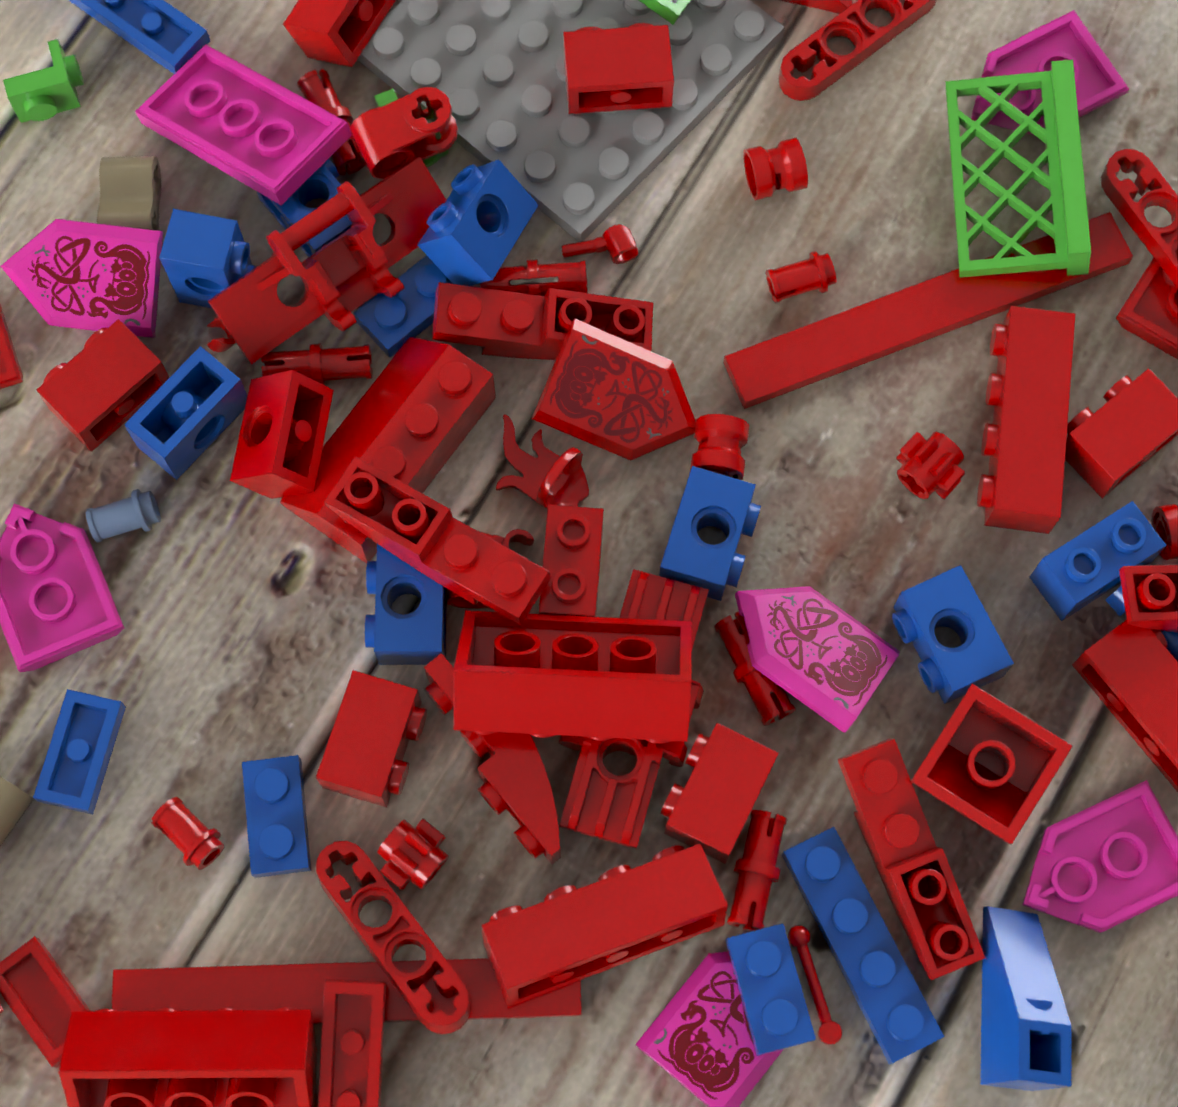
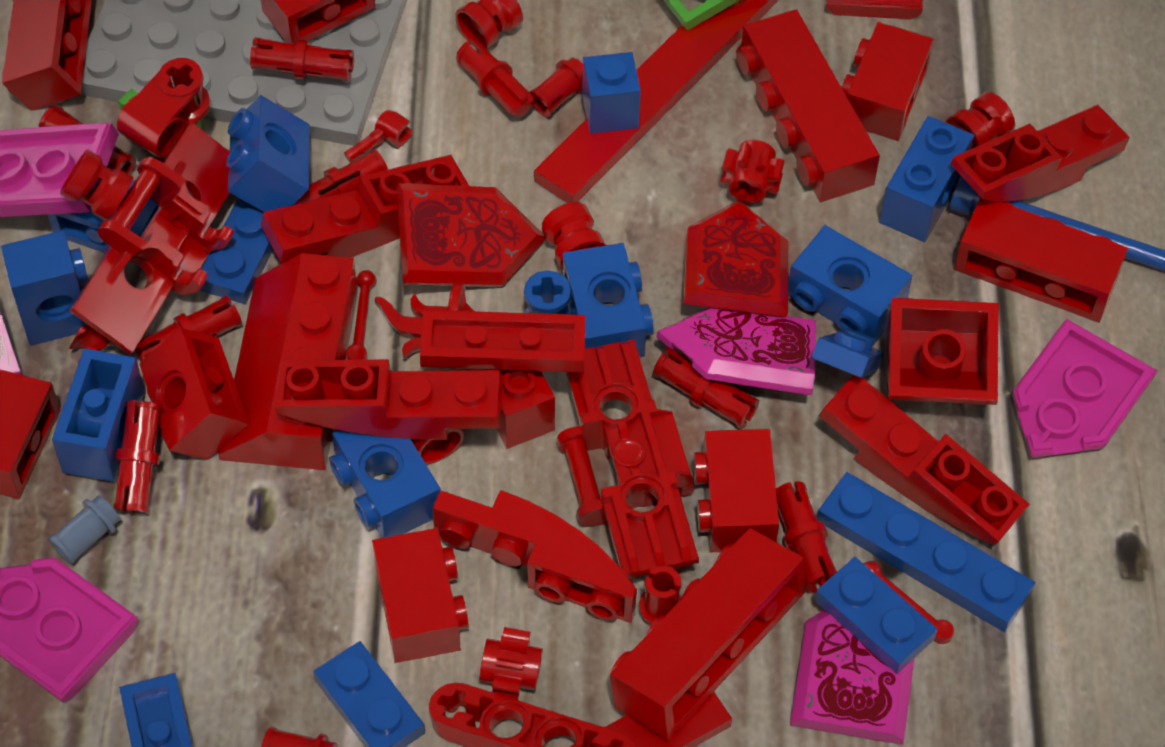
camera: 30 degrees left, 15 degrees down
(200, 472) = (137, 457): none -> red pin
(298, 198) = (106, 192): none -> red wheel
(458, 460) = (366, 280): none -> red hinge
(567, 133) = (302, 59): none -> red pin
(570, 541) = (502, 341): none -> red plate
(573, 677) = (570, 446): red slope -> none
(583, 877) = (660, 593): none -> red pin
(644, 494) = (547, 293): none -> blue bush
(744, 238) = (495, 78): none -> red axle
(837, 315) = (611, 92): none -> blue brick
(858, 555) = (736, 263): none -> red tile
(901, 713) = (849, 352): none -> blue plate
(1022, 1006) = (1086, 528): blue slope -> none

